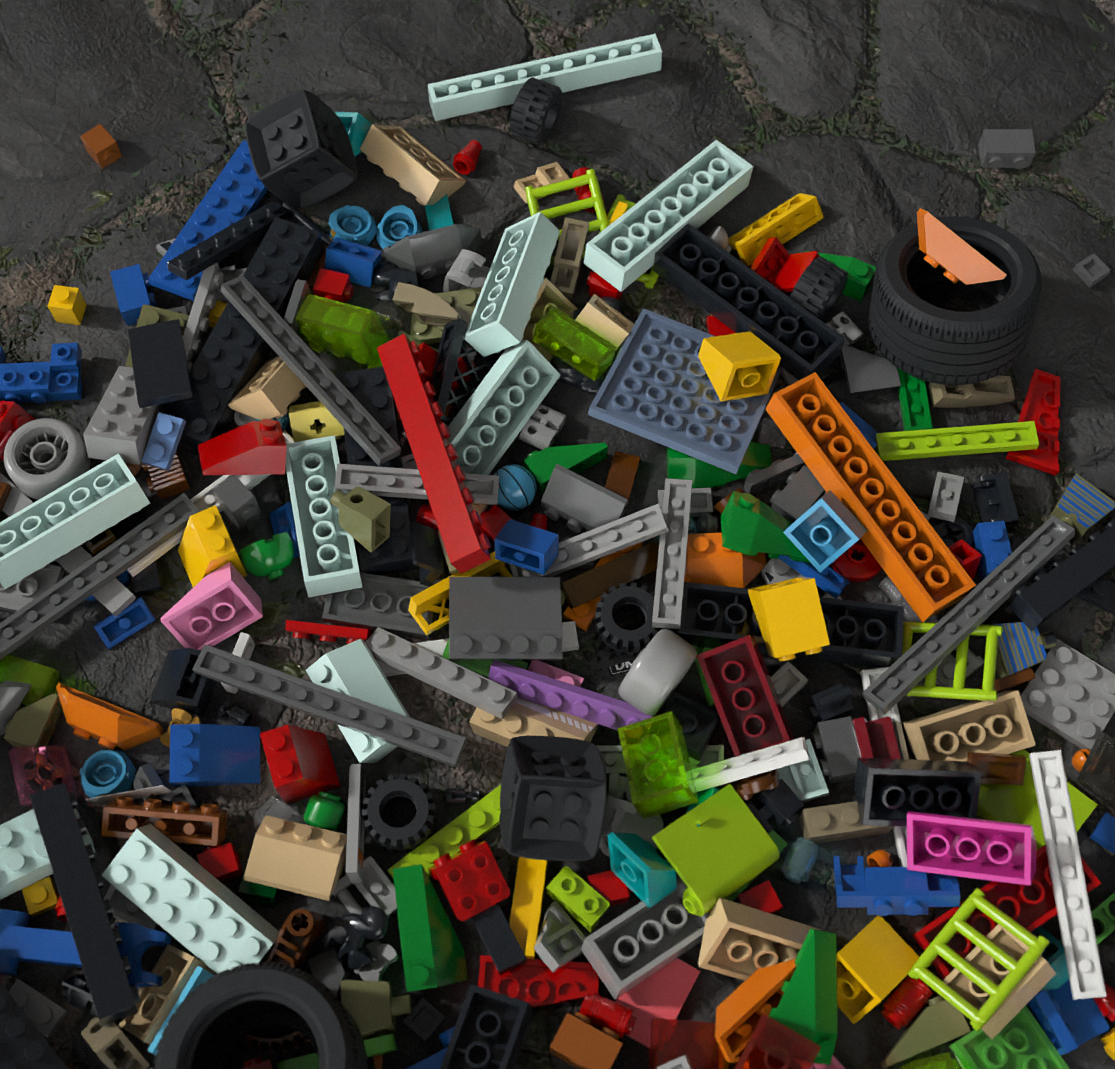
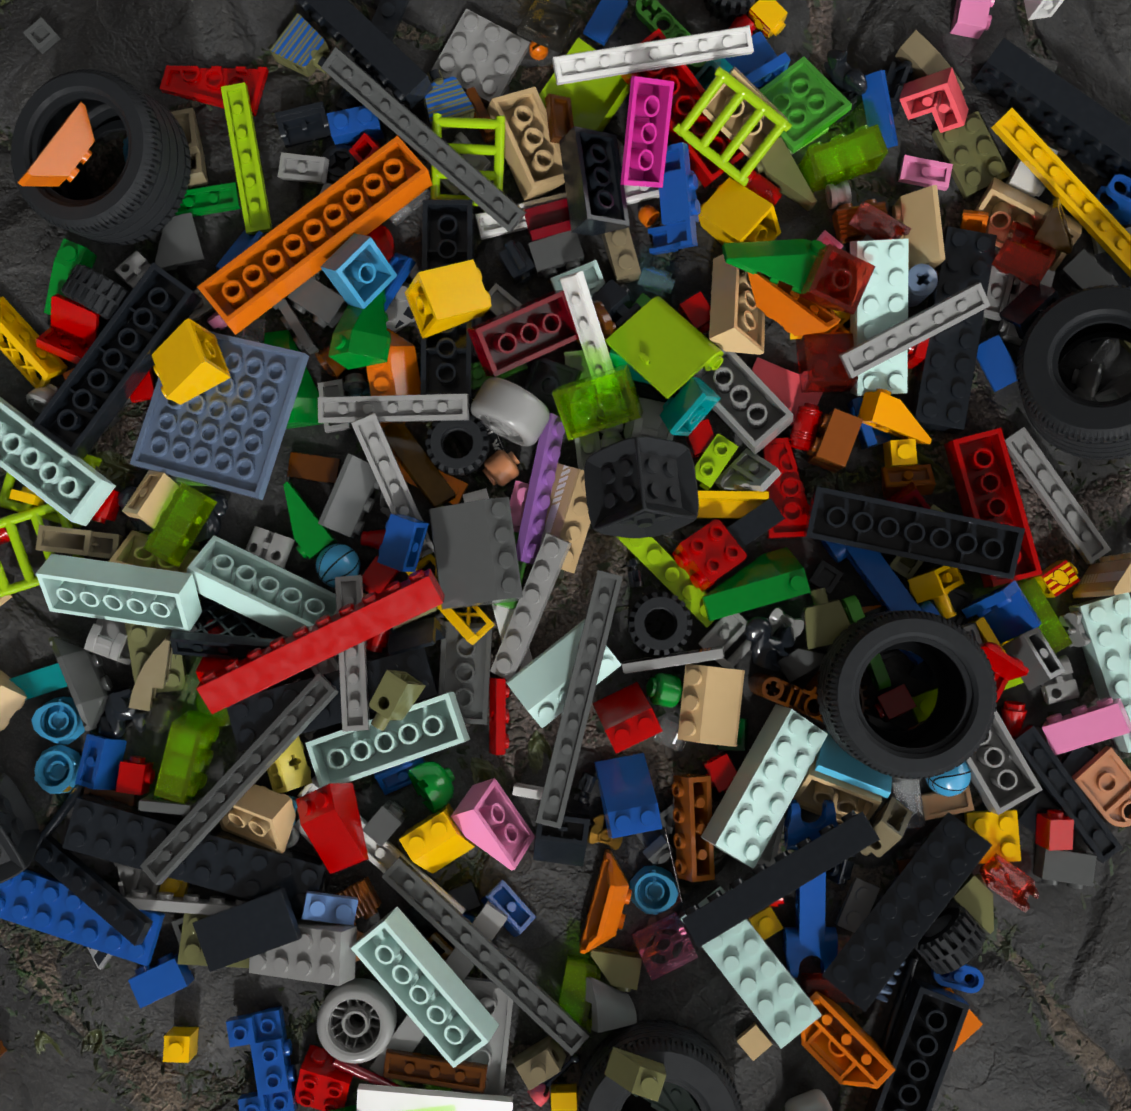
camera: 95 degrees left, 20 degrees up
(599, 664) = (501, 467): none -> nougat head

